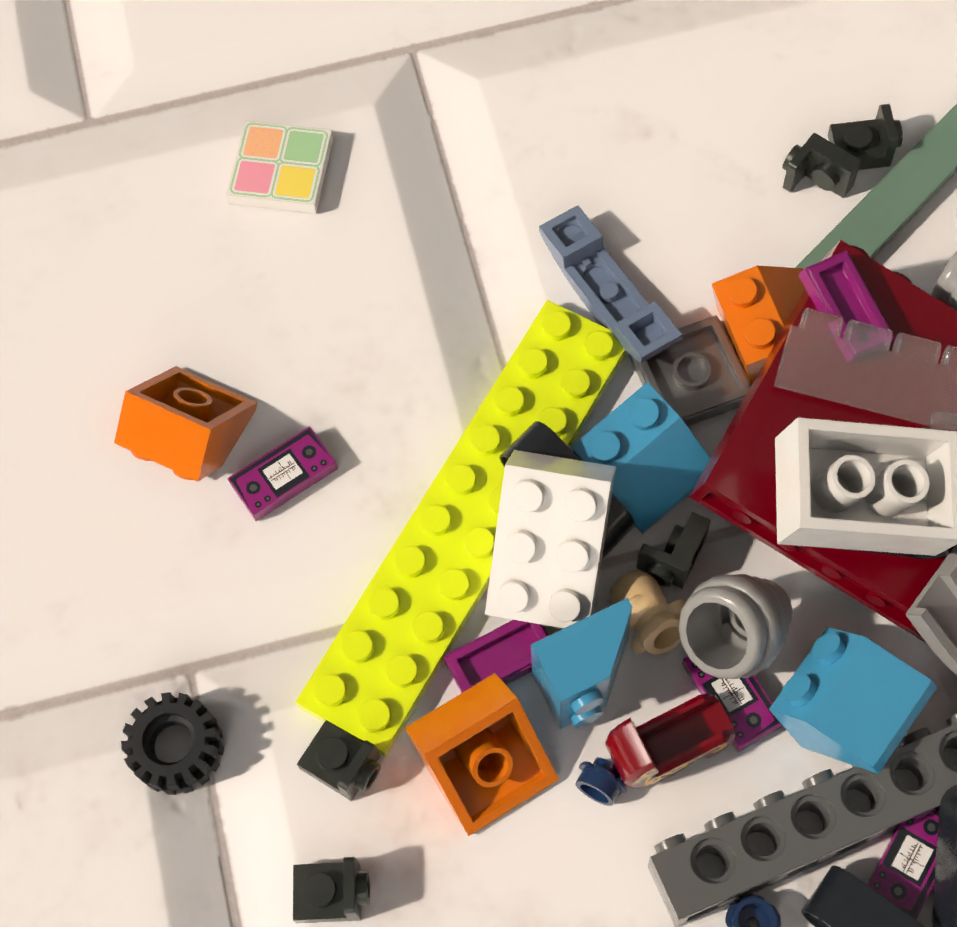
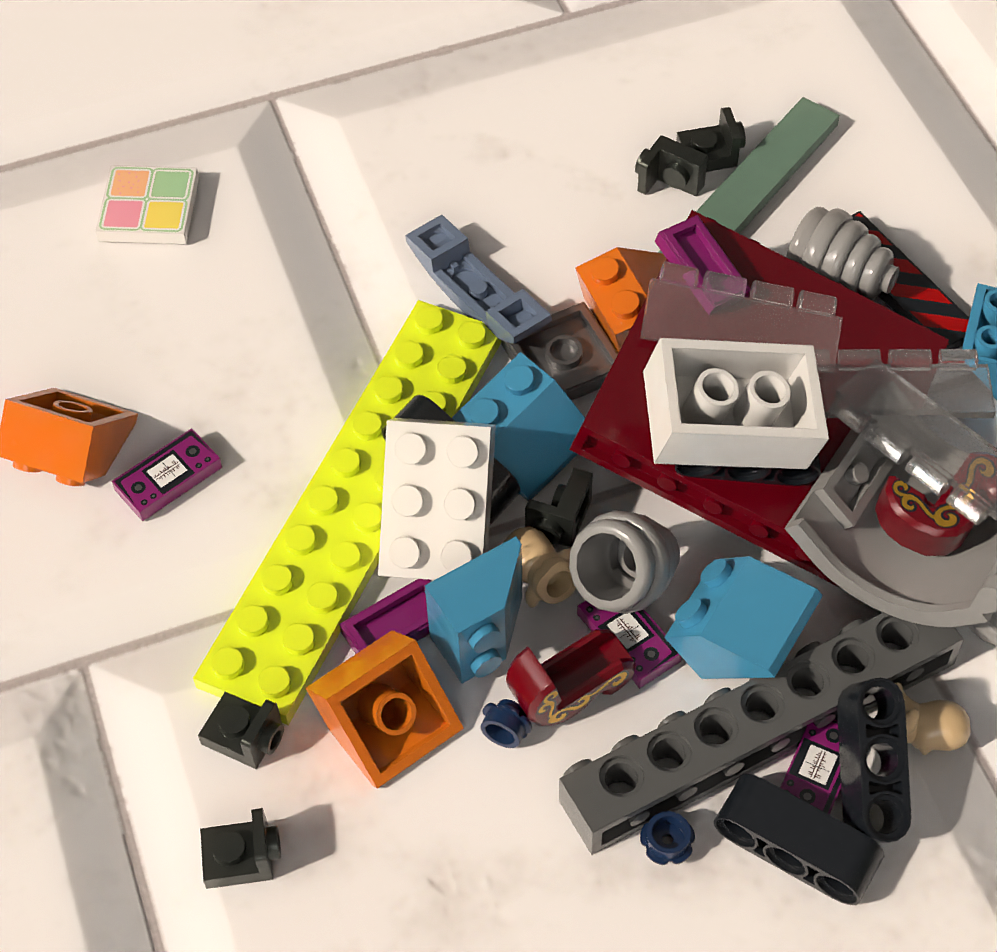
camera: 10 degrees left, 10 degrees down
(148, 725) = (57, 703): black tyre -> none

